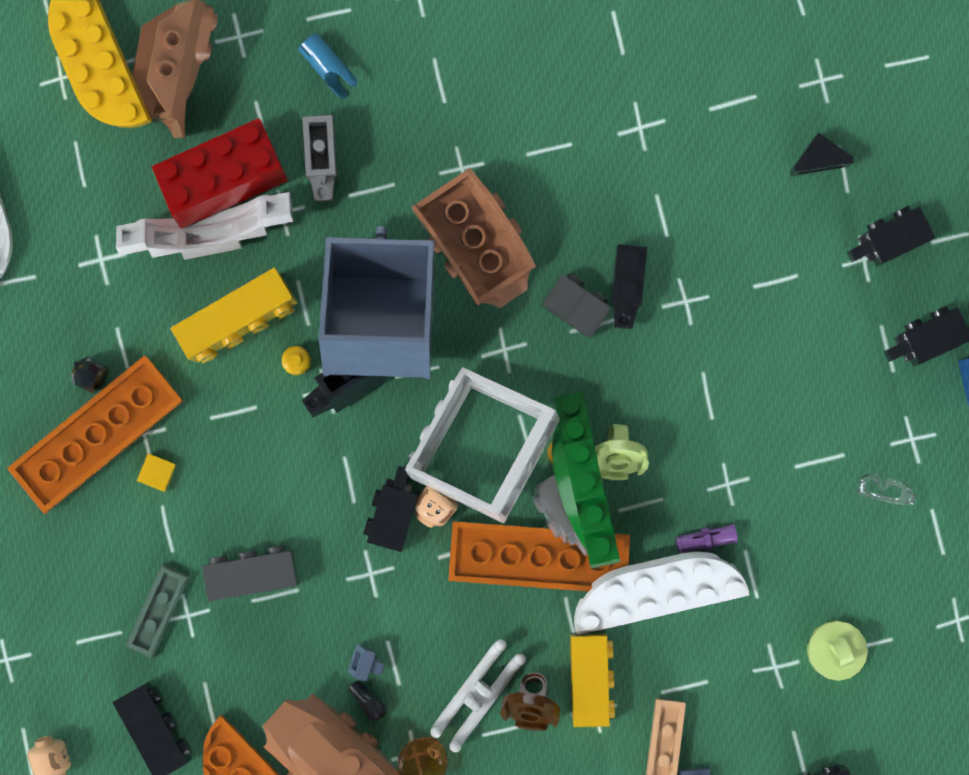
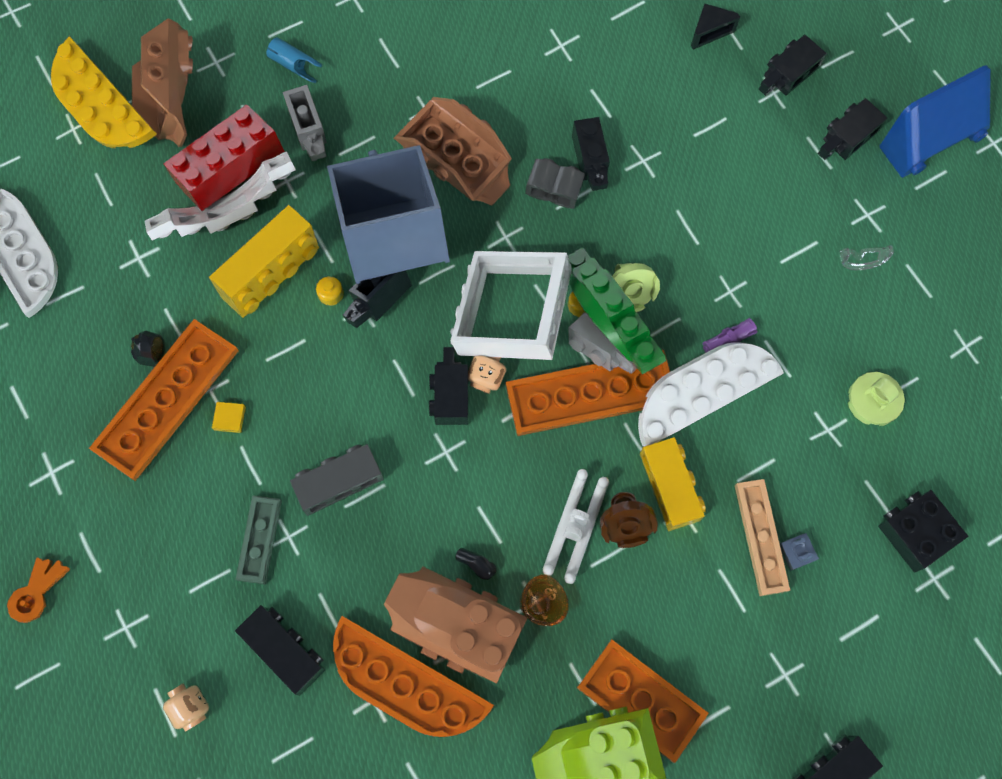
camera: 15 degrees left, 15 degrees down
(363, 663) = (463, 528): sand blue tile -> none

